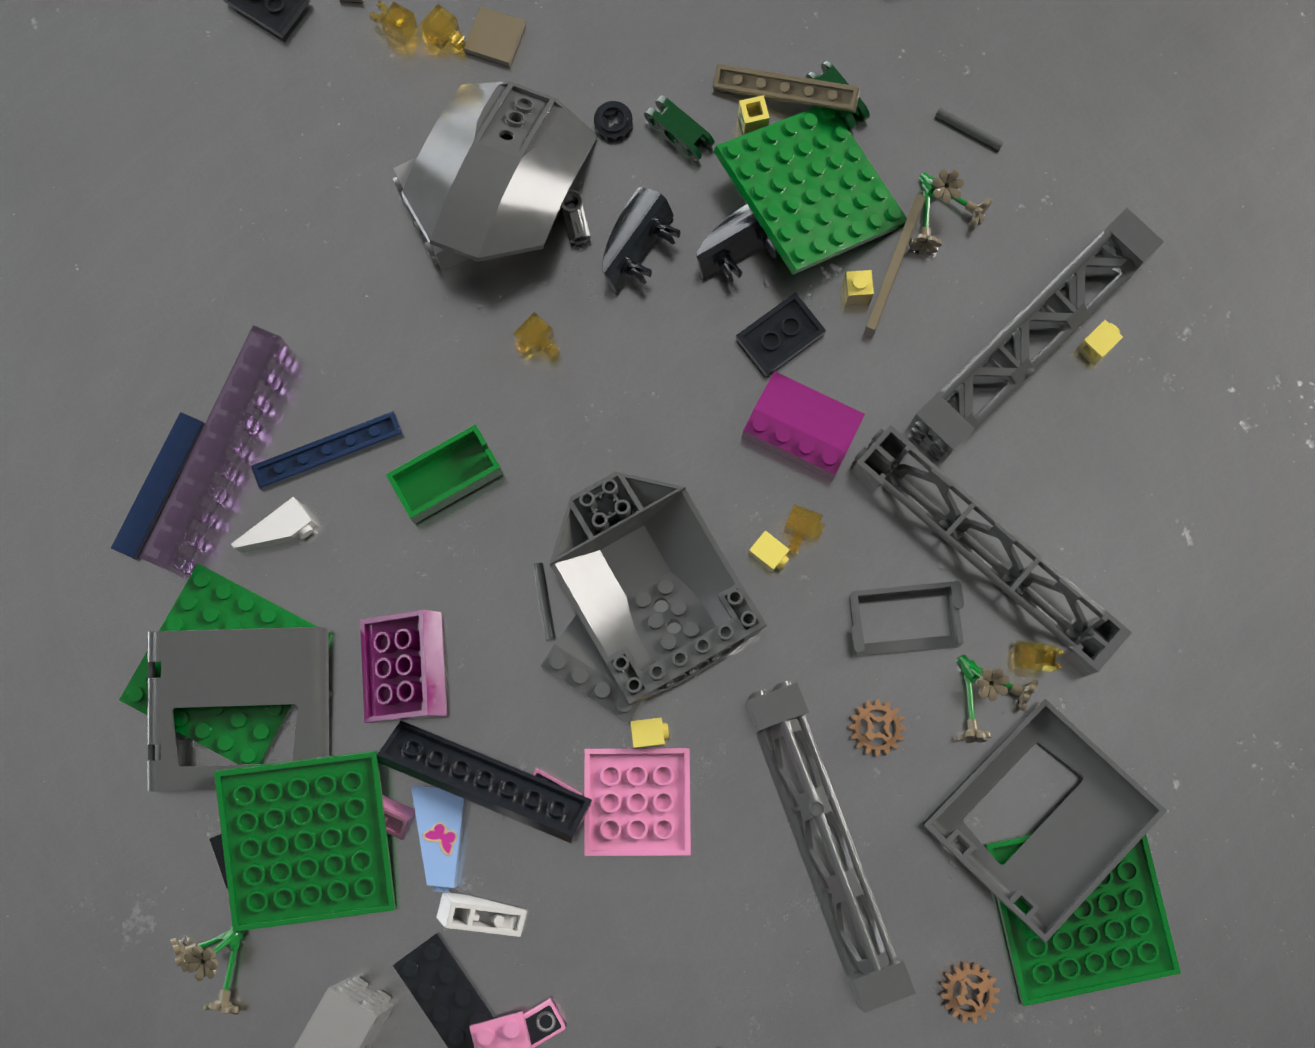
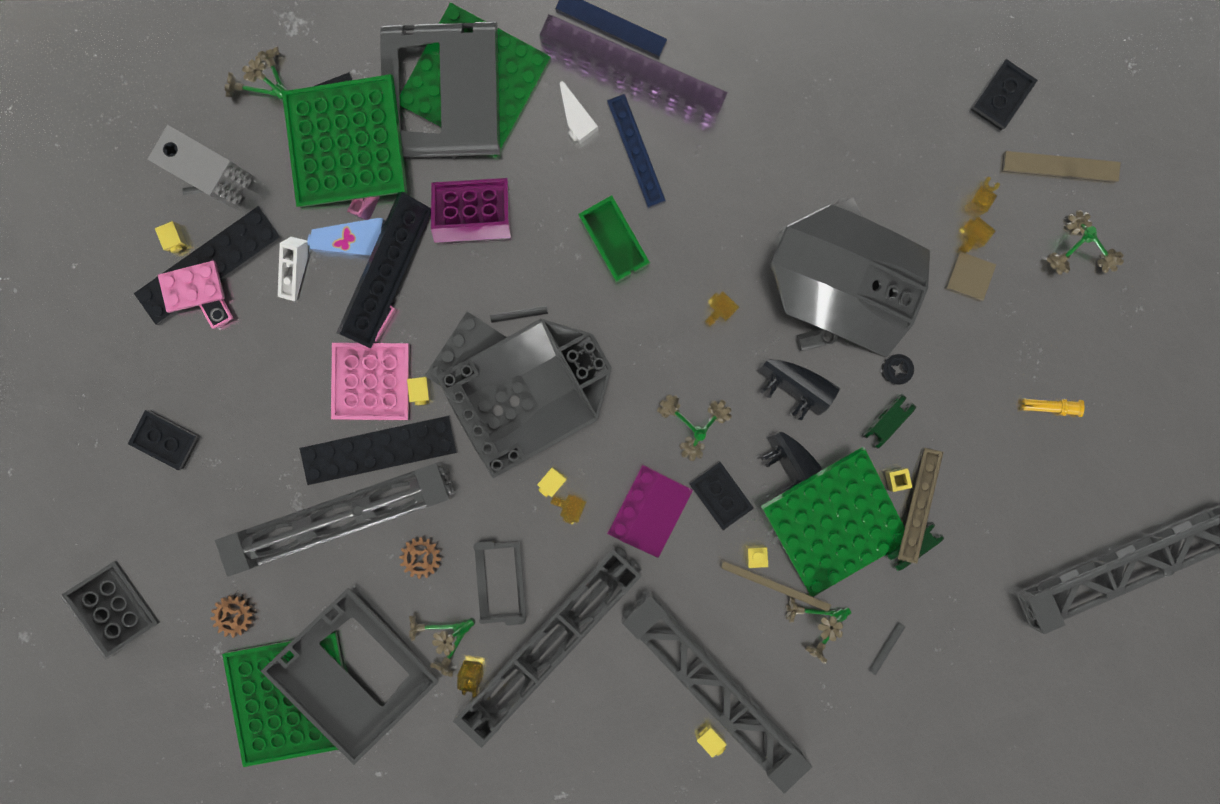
camera: 90 degrees right, 10 degrees up
(717, 370) = (691, 446): none -> dark tan plant
(732, 791) = (378, 450): none -> black plate

